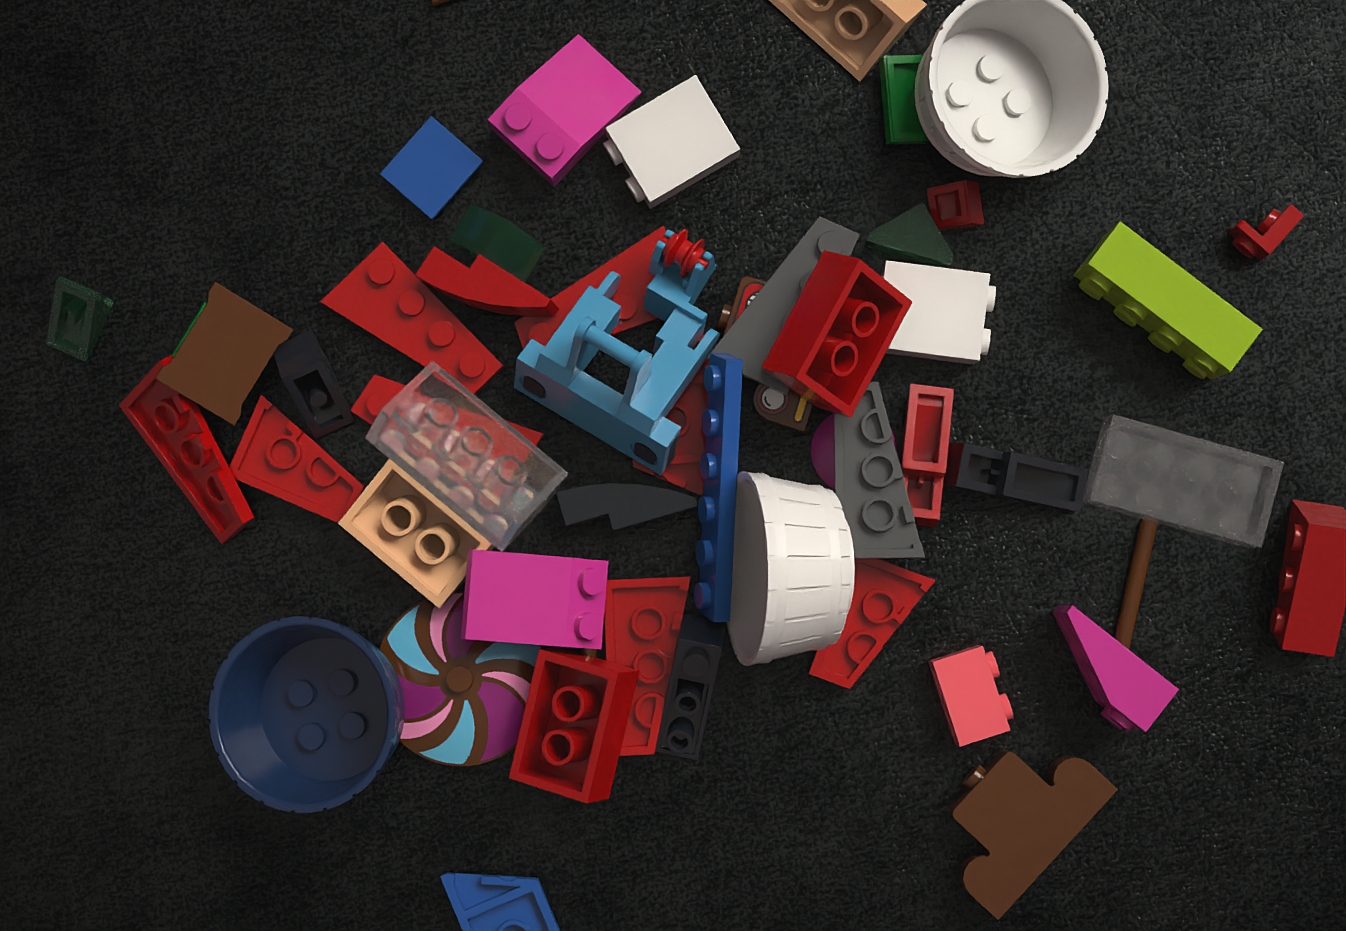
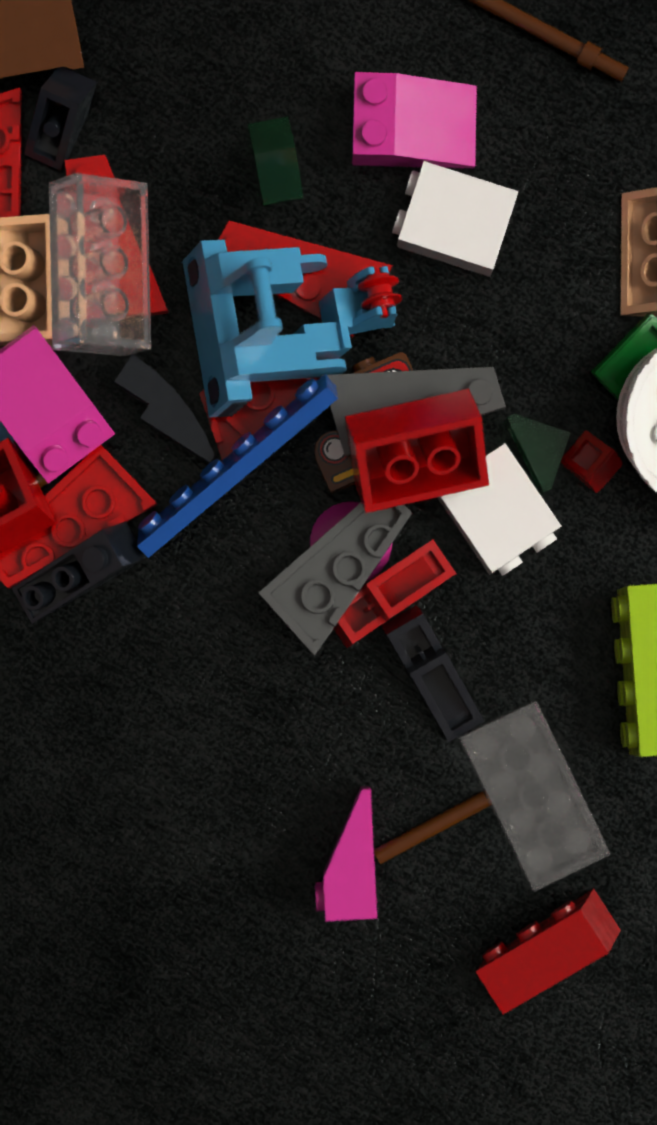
camera: 50 degrees right, 0 degrees up
(405, 314) = (167, 139): red wing -> none
(431, 168) = (288, 66): blue piece -> none
(483, 286) = (234, 174): red slope -> none
(788, 569) = (218, 563): white piece -> none
(879, 605) = (236, 652): red wing -> none
(970, 695) = (247, 776): coral brick -> none
(1022, 822) = (188, 893): reddish brown brick -> none

